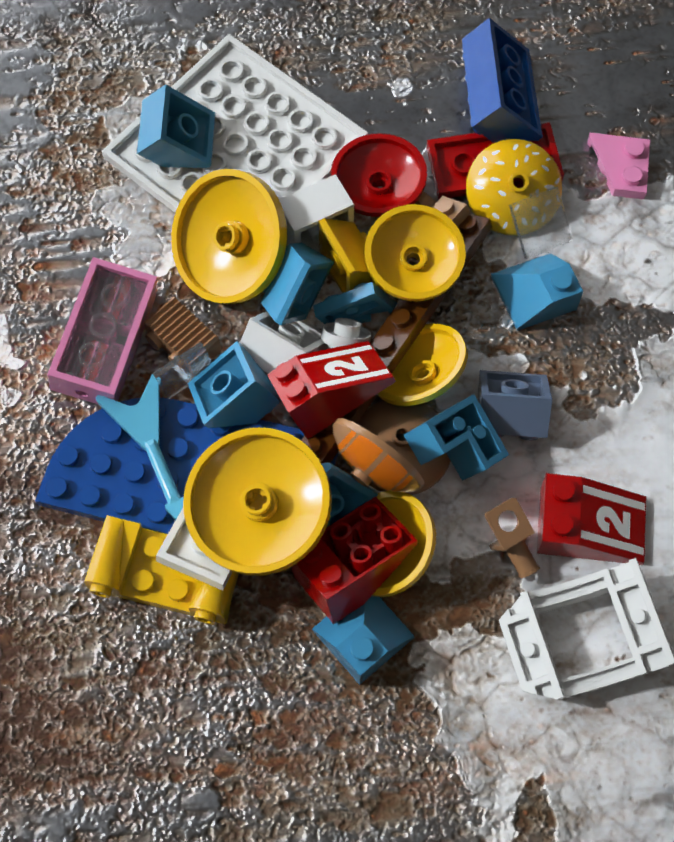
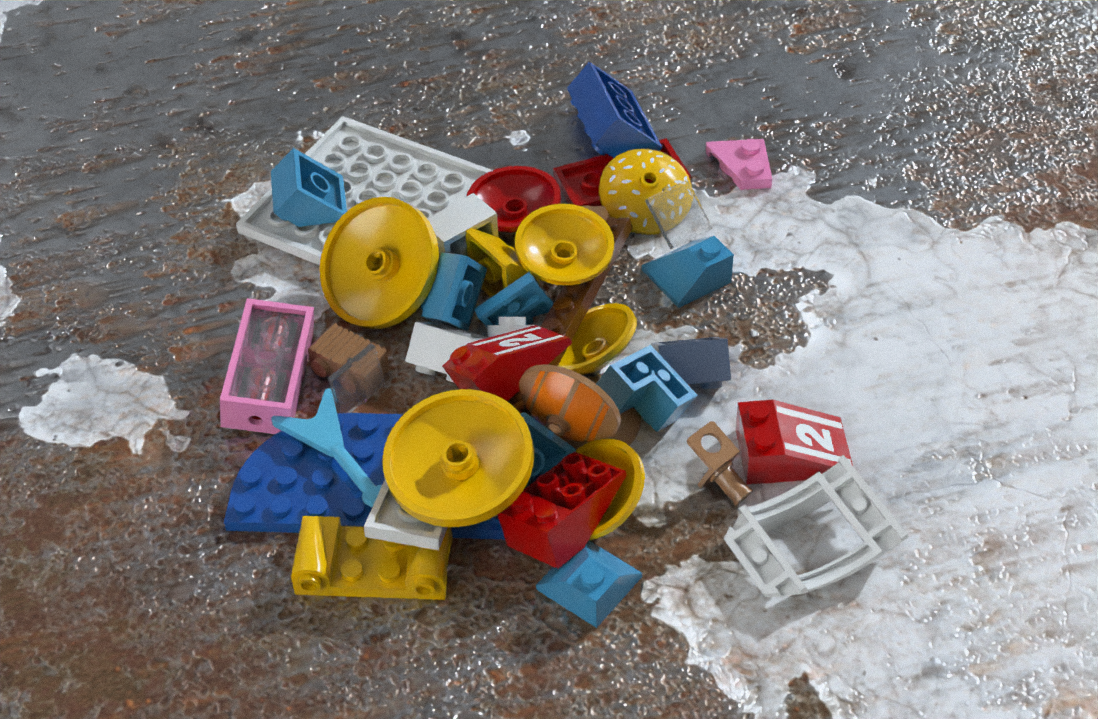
camera: 10 degrees left, 20 degrees down
(233, 390) = (405, 384): dark azure slope -> none

